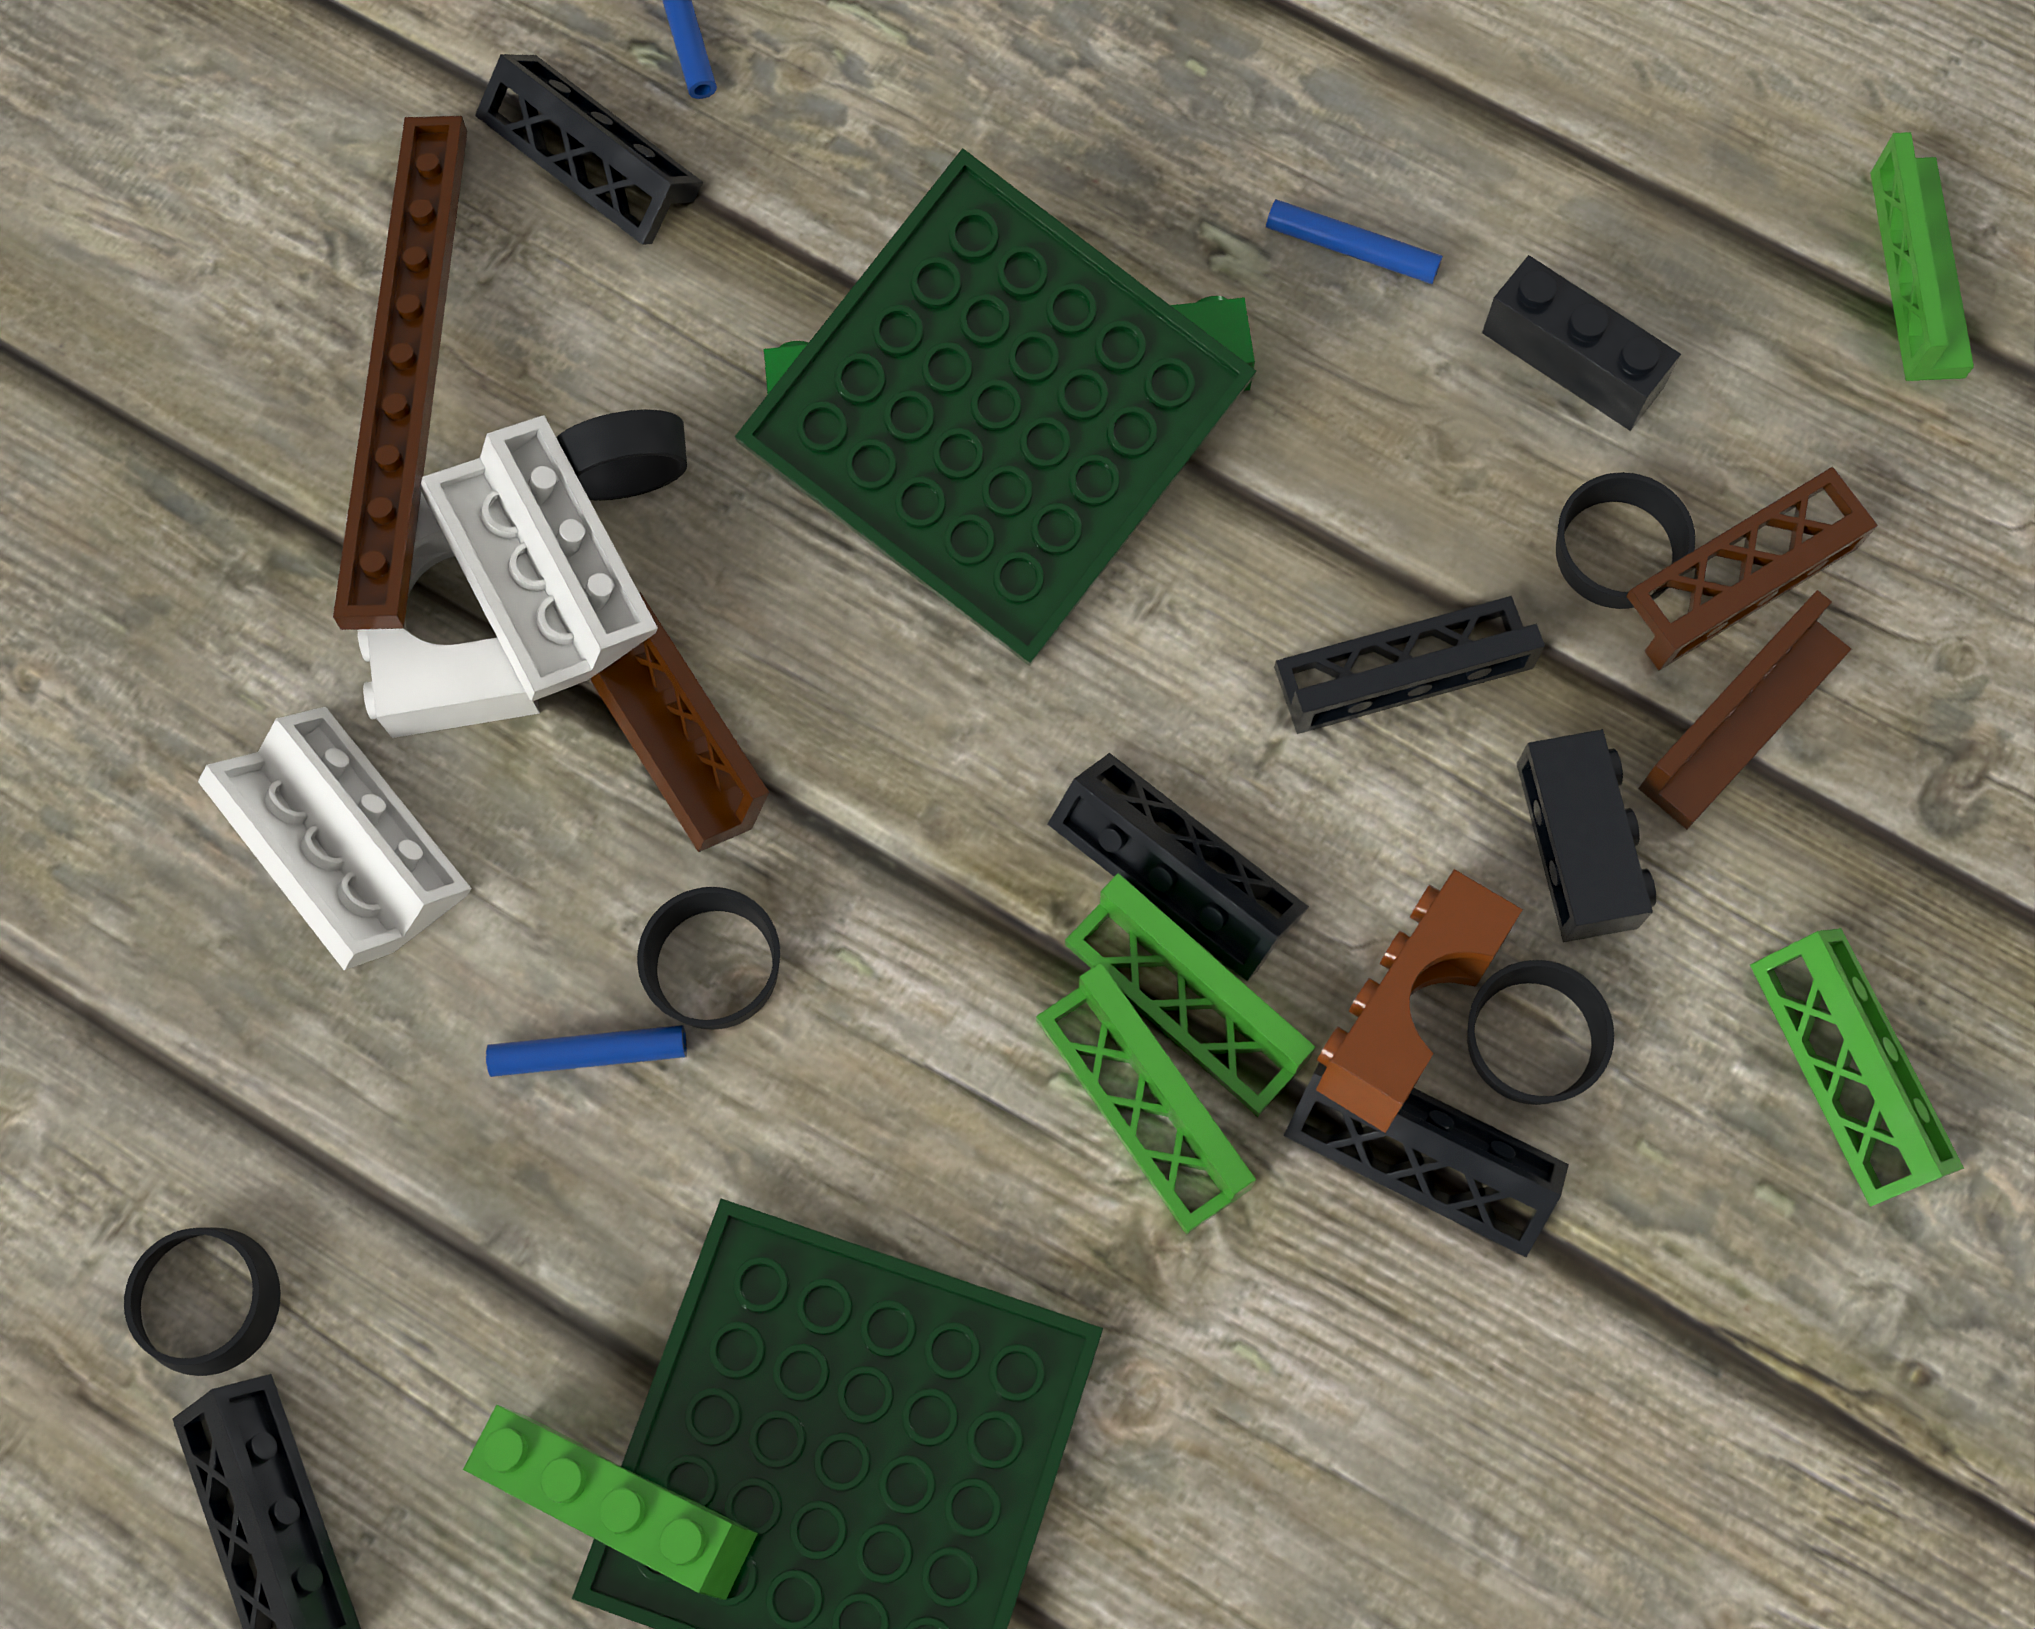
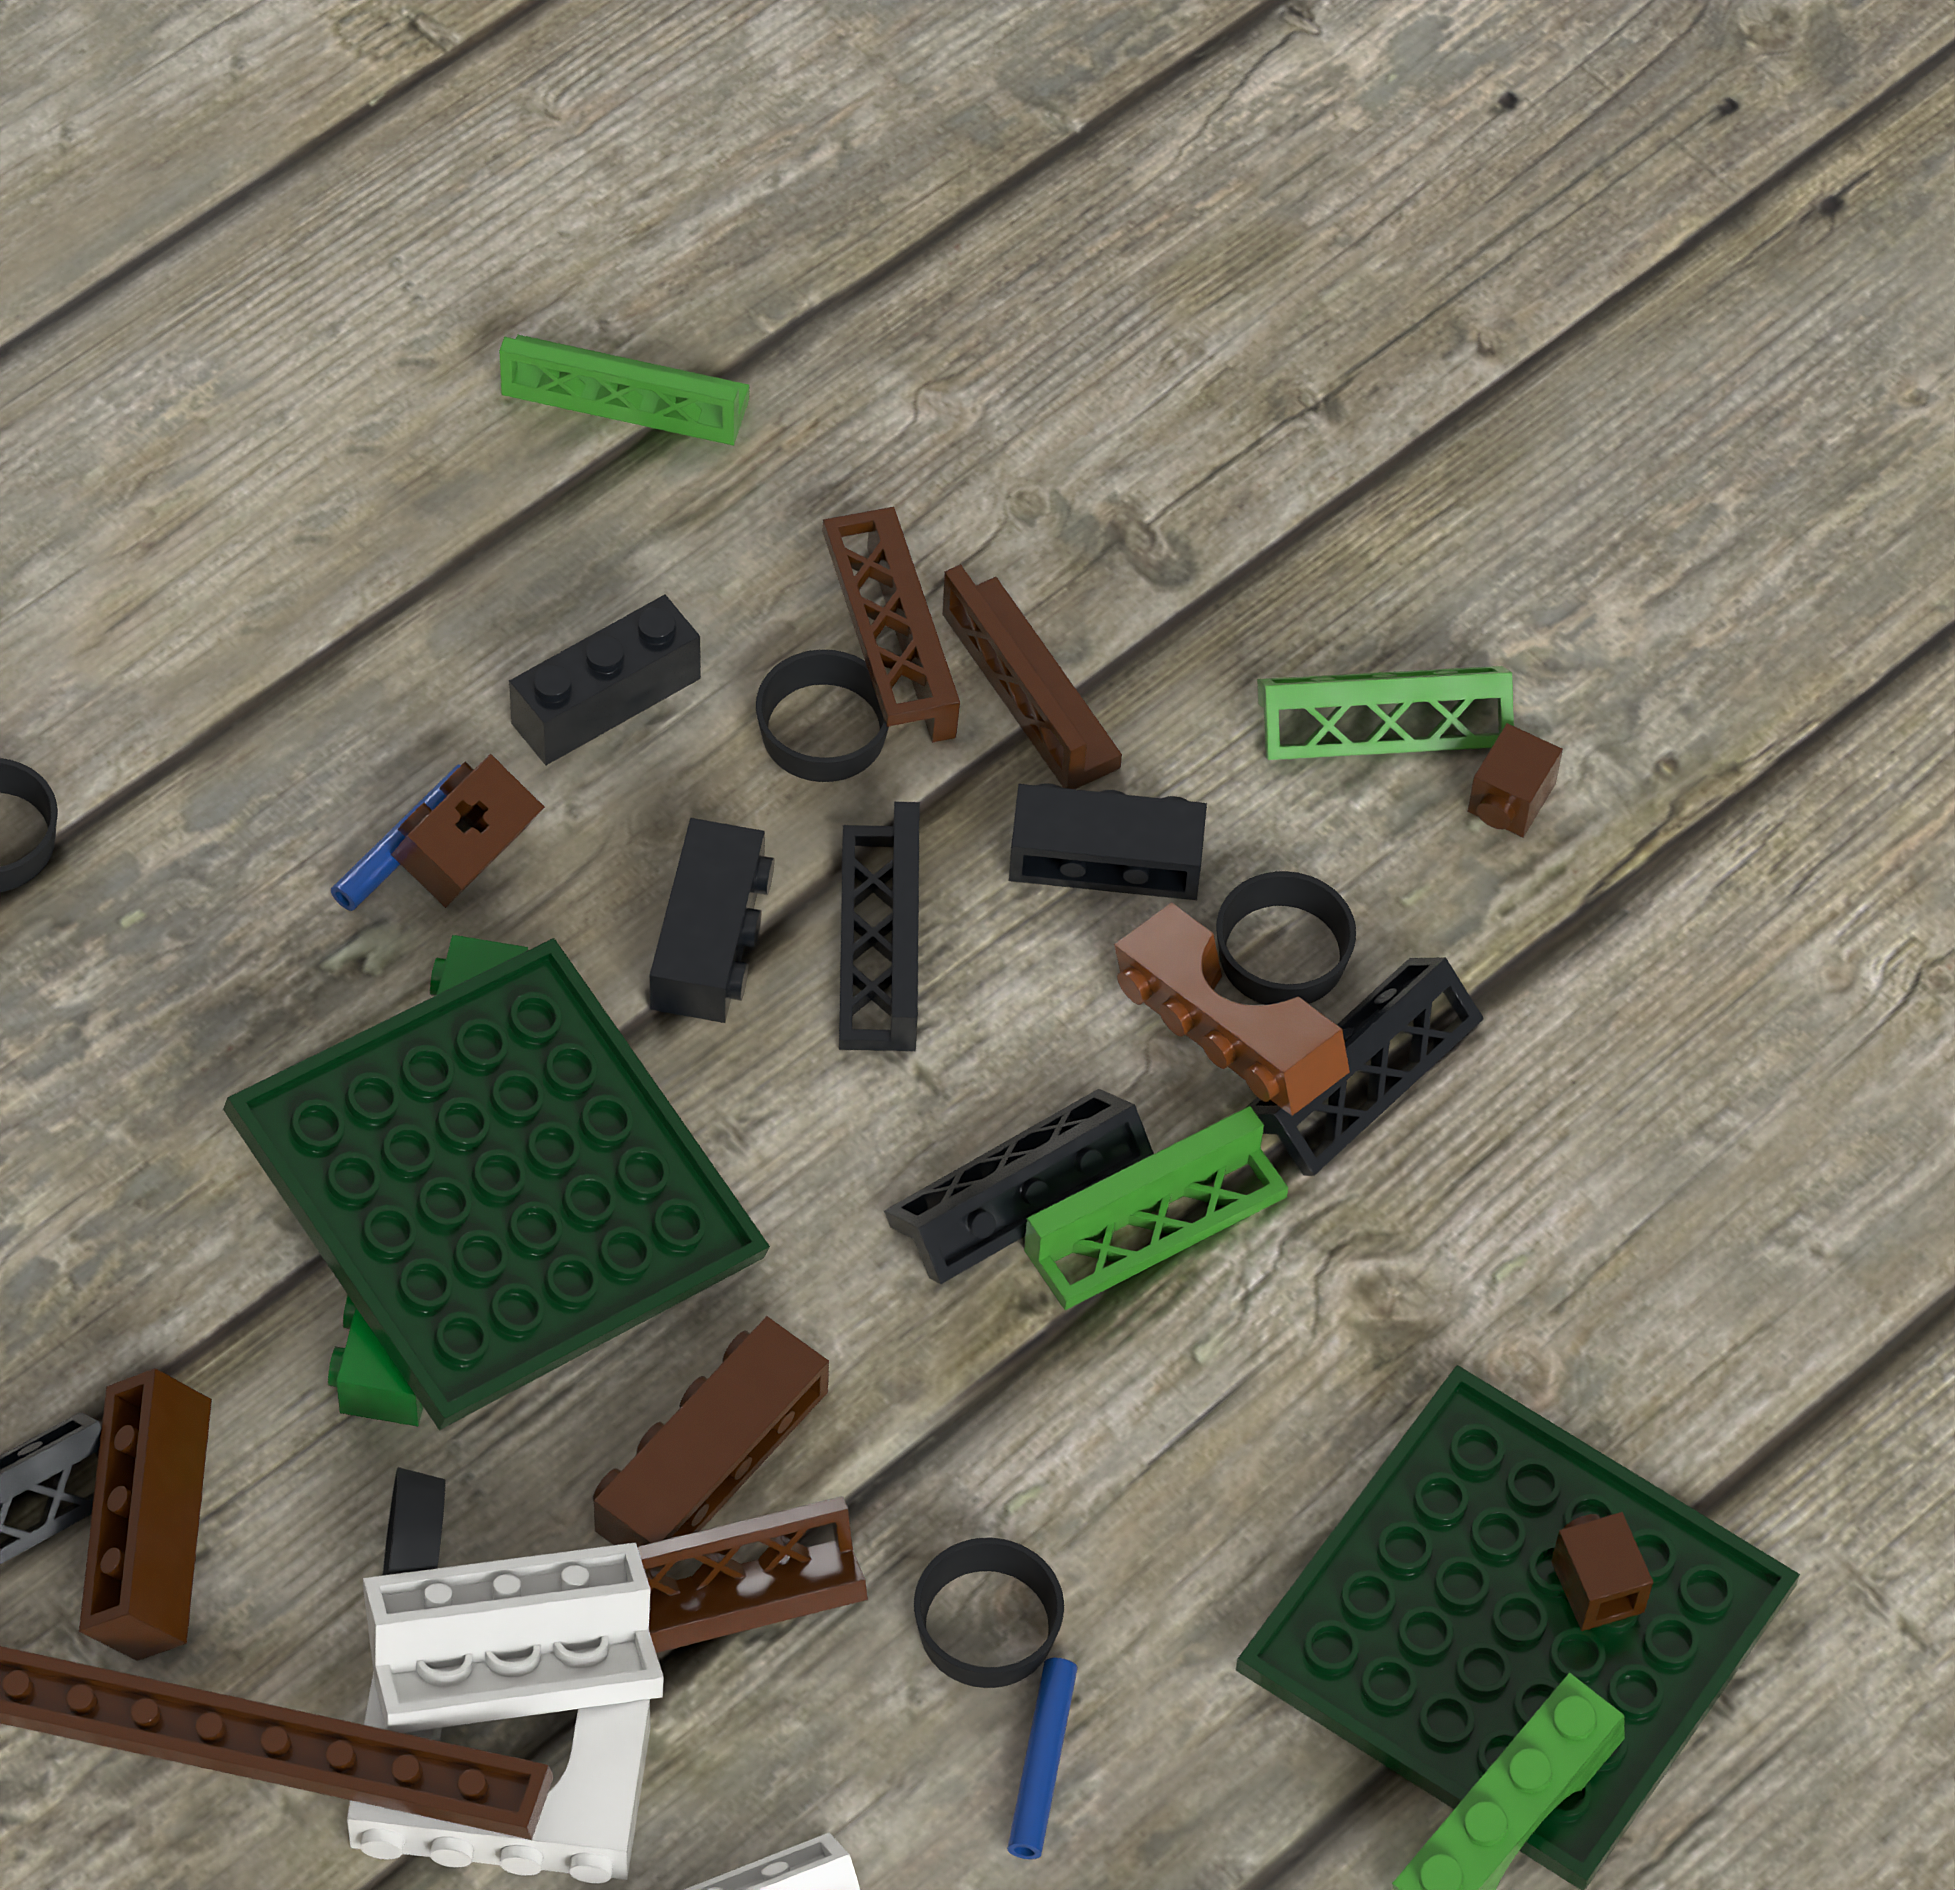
camera: 80 degrees left, 15 degrees down
(602, 253) = (145, 1515): none -> reddish brown brick
(812, 672) = (713, 1440): none -> reddish brown brick
(895, 1529) = (1601, 1570): none -> reddish brown brick
(1165, 1084) = (1237, 1252): bright green fence -> none
(1334, 285) = (493, 807): none -> reddish brown brick
(1357, 509) = (710, 921): none -> black brick
(1819, 1215) = (1514, 780): none -> reddish brown brick

